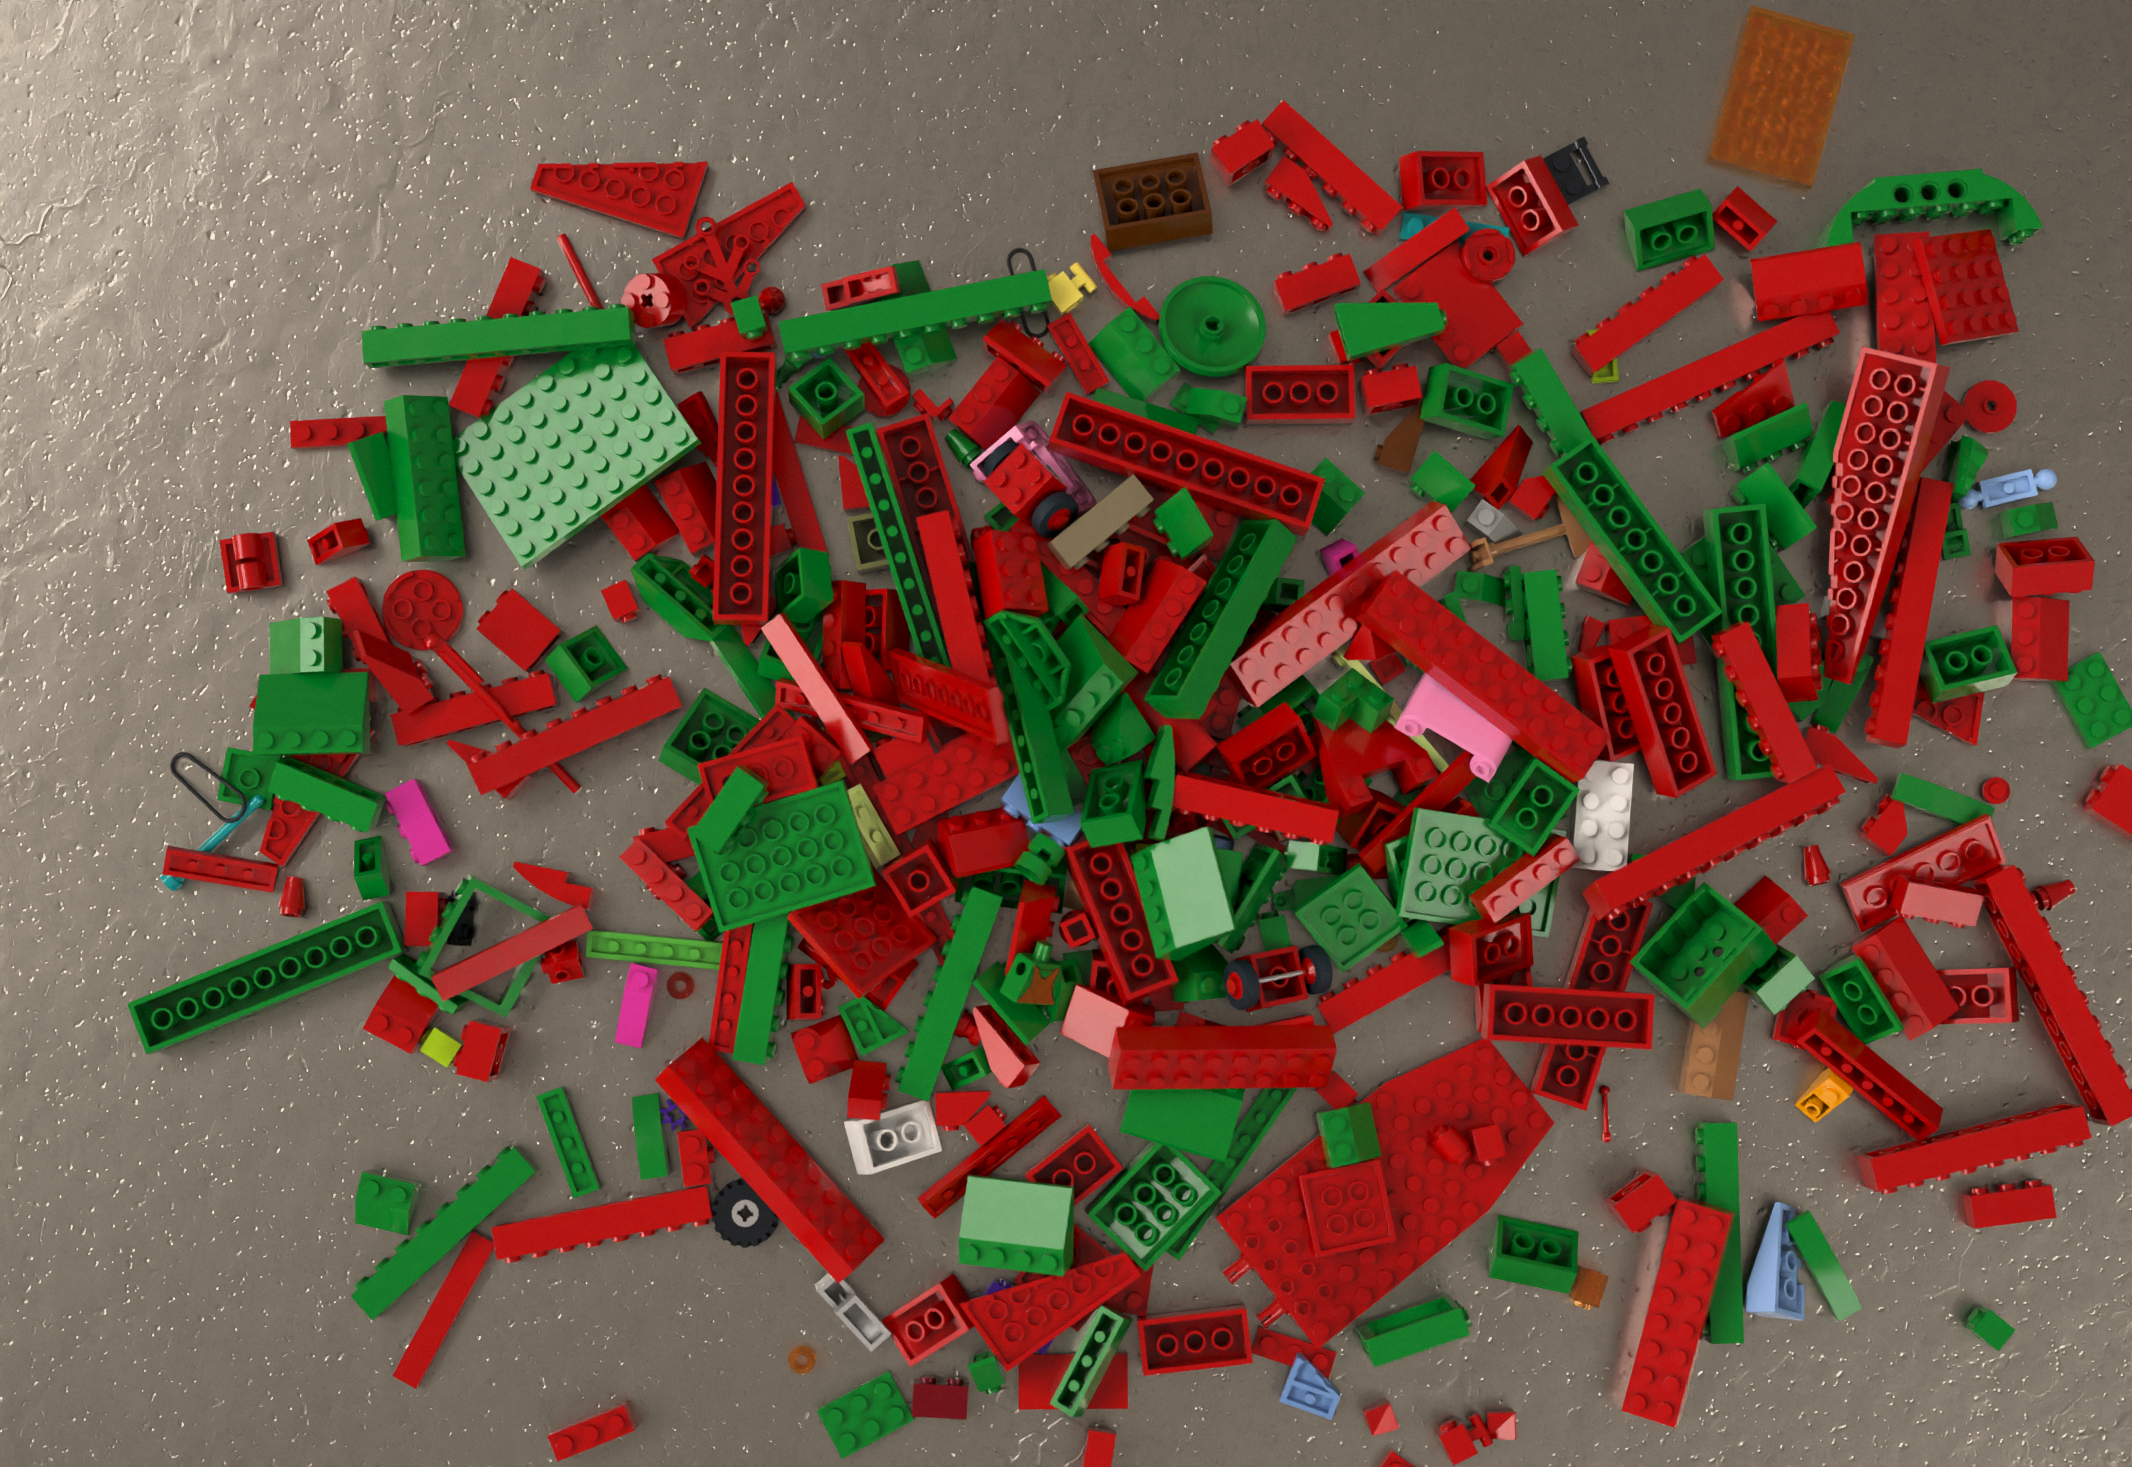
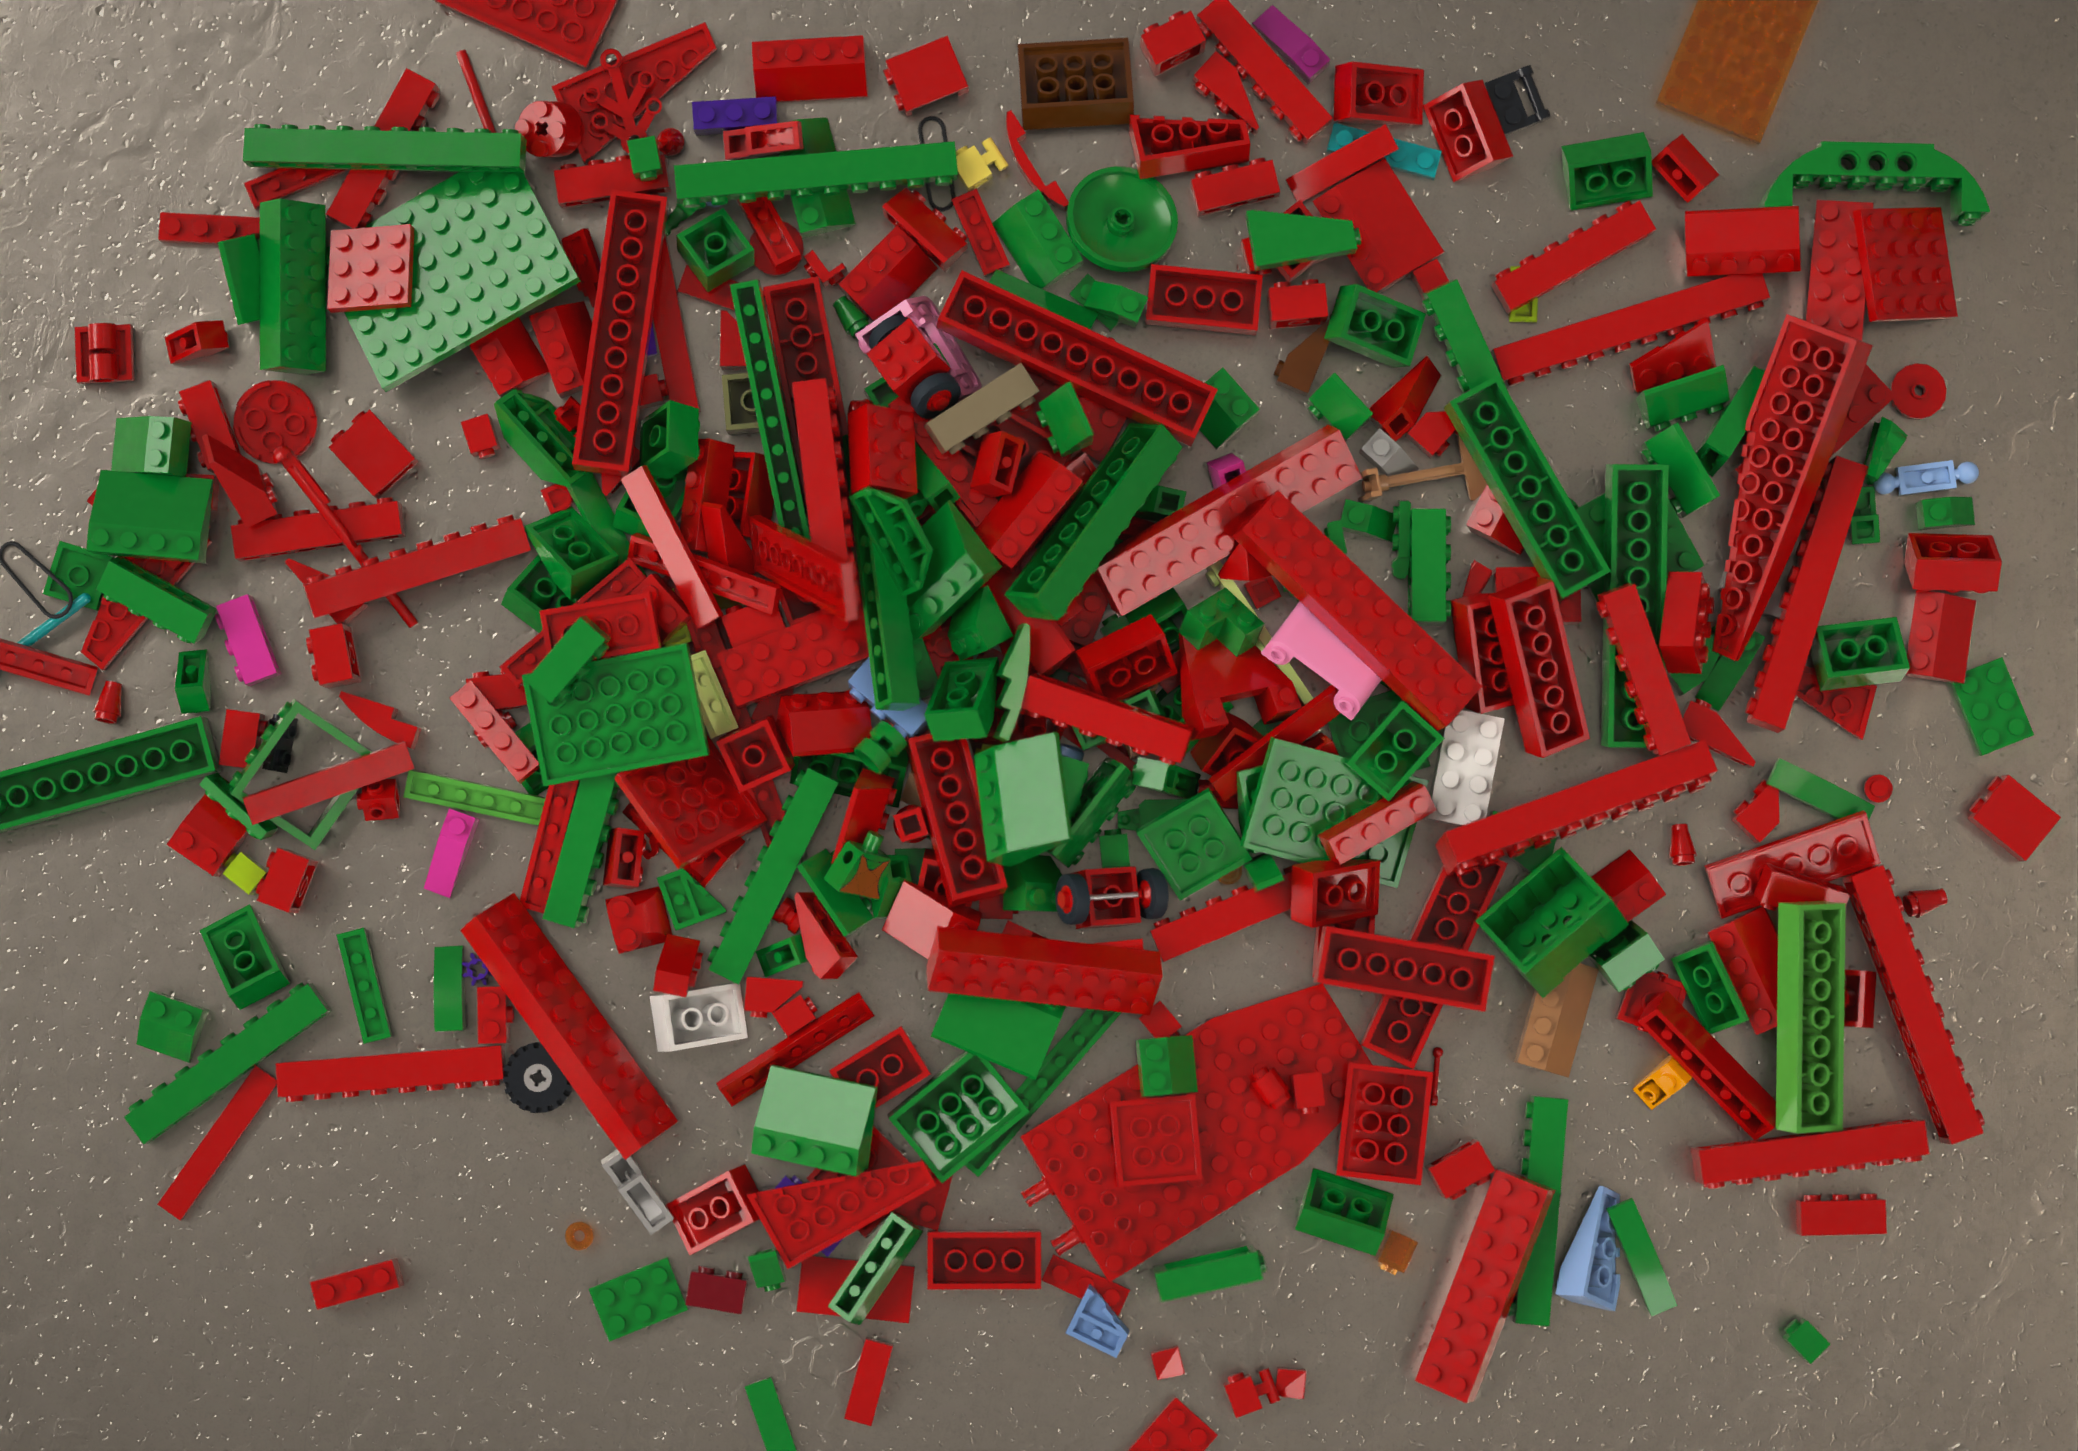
camera: 10 degrees right, 0 degrees up
(407, 379) = (286, 182): none -> red tile
(449, 1128) = (244, 957): none -> green slope
(497, 452) = (370, 268): none -> plate
(503, 829) = (333, 656): none -> red brick
(585, 663) = (437, 496): green slope -> none
(671, 985) = (488, 837): clear red plate -> none
(701, 653) = (557, 498): none -> red tile
(721, 703) = (572, 551): none -> green slope
(816, 269) = (733, 114): none -> dark purple brick
(897, 216) = (810, 68): none -> red slope
(1008, 209) = (925, 75): none -> red panel
(1265, 248) = (1186, 145): none -> red wedge
(1355, 141) = (1292, 44): none -> magenta slope
(1497, 246) = (1422, 165): red plate -> none
(1564, 1165) = (1384, 1123): none -> red slope
(1962, 1018) = (1810, 1016): none -> bright green brick

